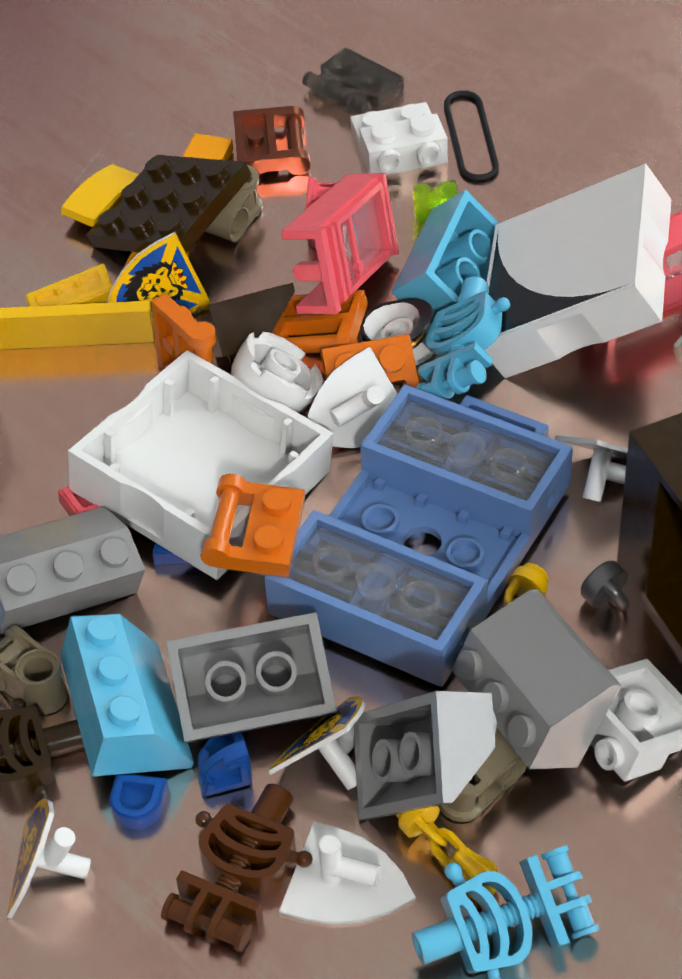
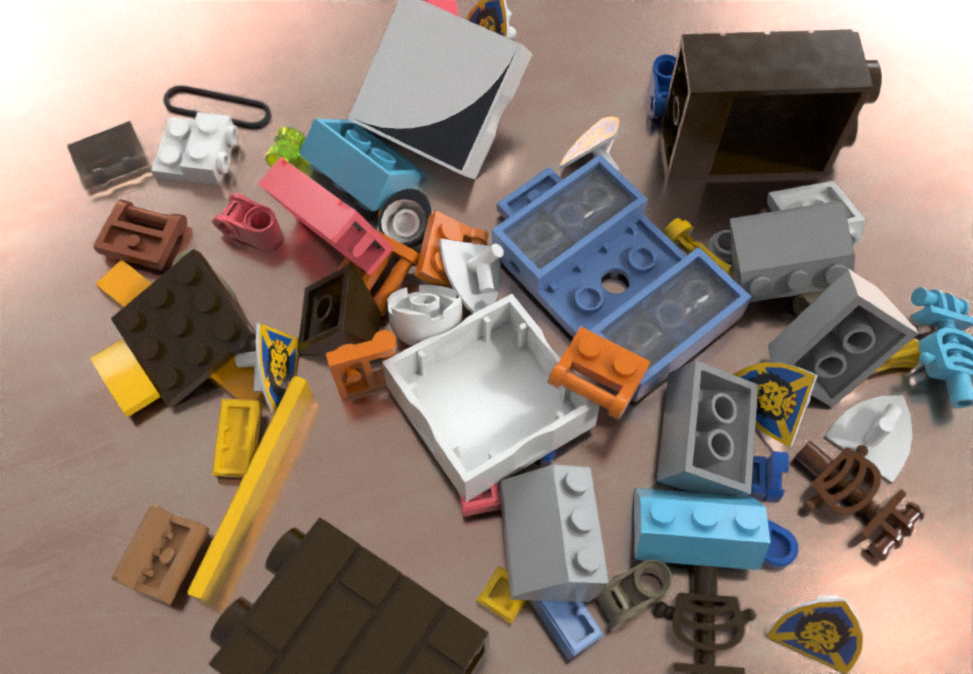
camera: 70 degrees left, 15 degrees up
(460, 340) = (447, 166): medium azure torso -> none
(606, 585) = (700, 190): flat silver tile -> none

